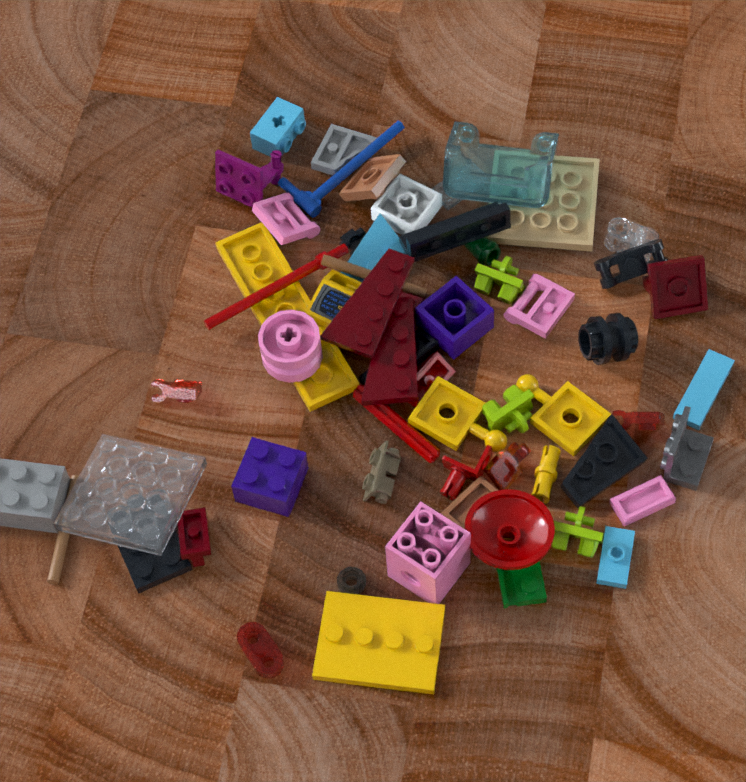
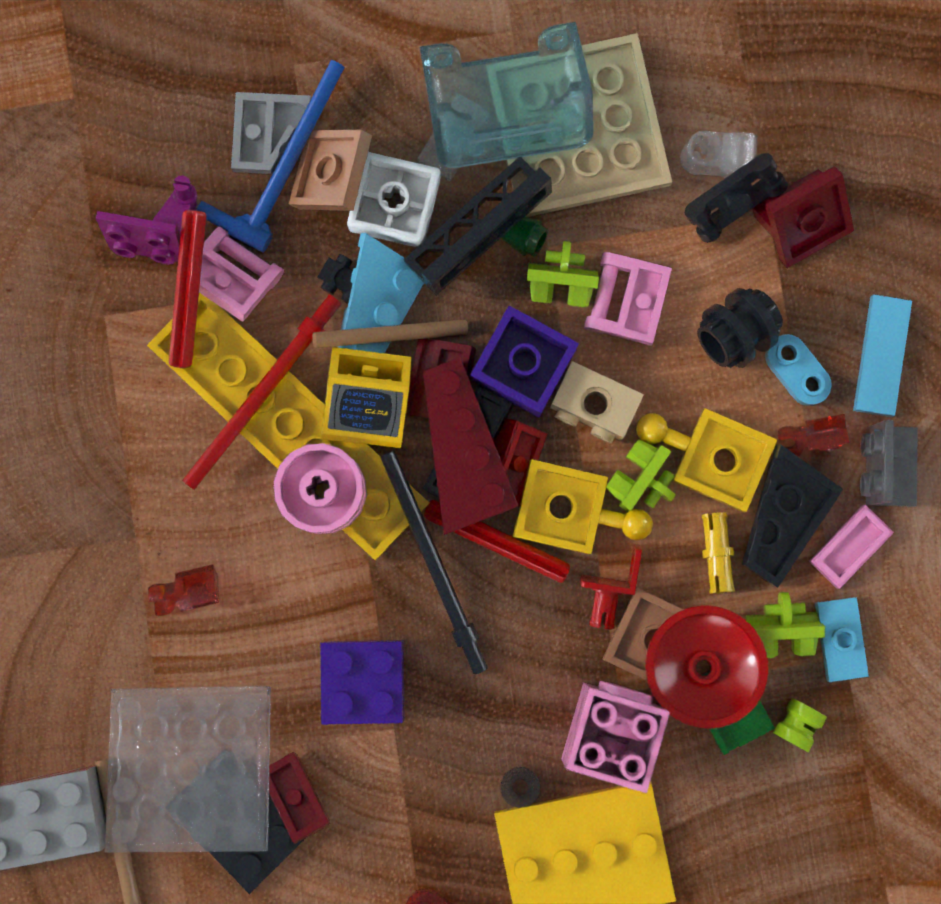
camera: 20 degrees left, 25 degrees up
(254, 212) = (187, 288): none -> red axle
(278, 127) = (155, 103): medium azure brick -> none
(351, 470) = (464, 632): none -> black bar
(369, 309) = (410, 407): dark red wing -> none
(383, 462) = (504, 642): dark tan hinge -> none
(488, 344) = (619, 400): none -> tan brick
(505, 465) = (664, 561): clear red plate -> none
(565, 599) = (800, 725): none -> lime wheel
(640, 379) = (796, 371): none -> medium azure plate

